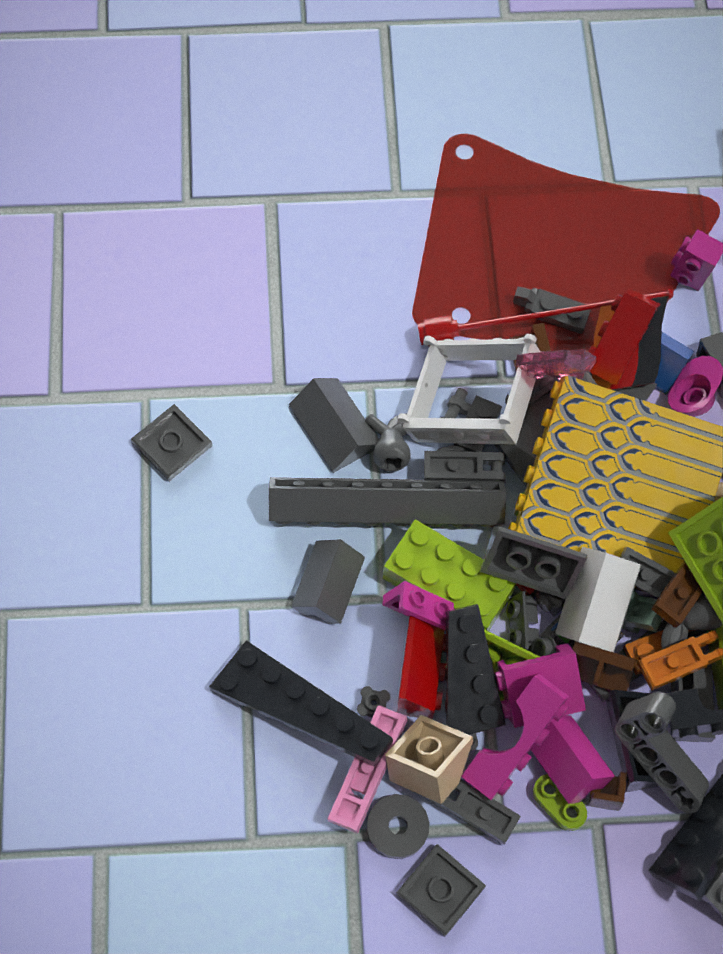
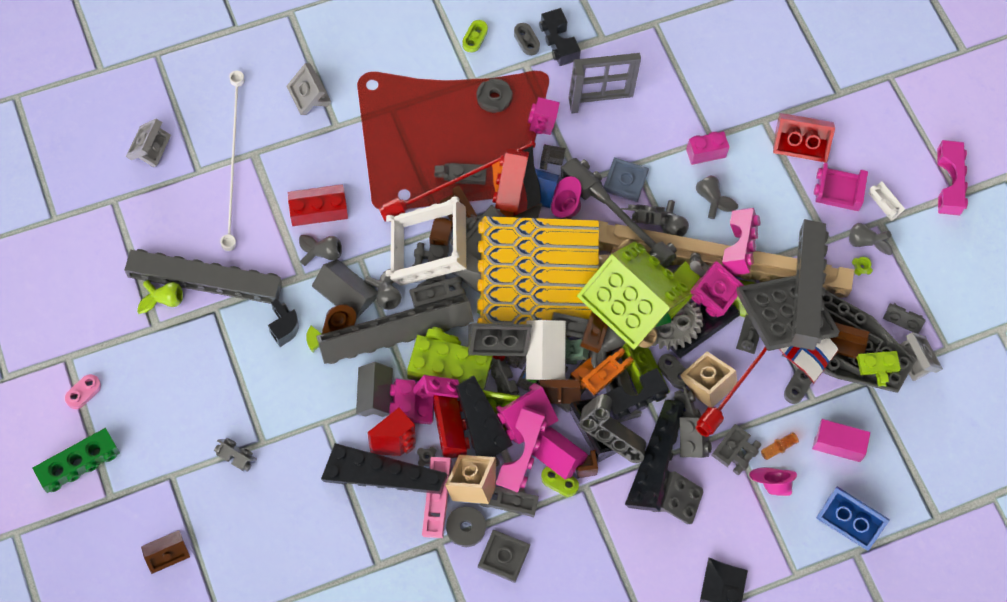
camera: 20 degrees left, 0 degrees up
(85, 358) = (169, 295): none -> lime piece
(108, 618) = (242, 456): none -> dark grey hinge
(131, 145) = (149, 143): none -> light grey bracket
(143, 348) = (203, 276): none -> dark grey brick
(171, 442) = (243, 332): dark grey tile -> none
(192, 308) = (228, 241): none -> white piece
(232, 451) = (286, 326): none -> black brick
(262, 479) = (312, 339): none -> lime tile
(310, 461) = (339, 318): none -> reddish brown piece
(328, 358) = (328, 248): none -> dark grey piece
(331, 655) = (393, 435): none -> red slope
(333, 295) = (317, 205): none -> red slope
(369, 620) = (416, 407): none -> dark pink plate
(372, 133) = (307, 90): none -> light grey bracket
(445, 526) = (437, 333): none -> lime plate
(496, 382) = (441, 231): none -> reddish brown brick
(544, 646) = (521, 389): dark grey plate -> none
(556, 363) = (476, 211): clear pink plate -> none
(629, 125) = (474, 37): none -> lime plate
(633, 226) = (494, 104): none -> dark grey tile
(693, 319) = (552, 155): none -> clear smoke panel
(706, 149) = (526, 40): none -> dark grey plate

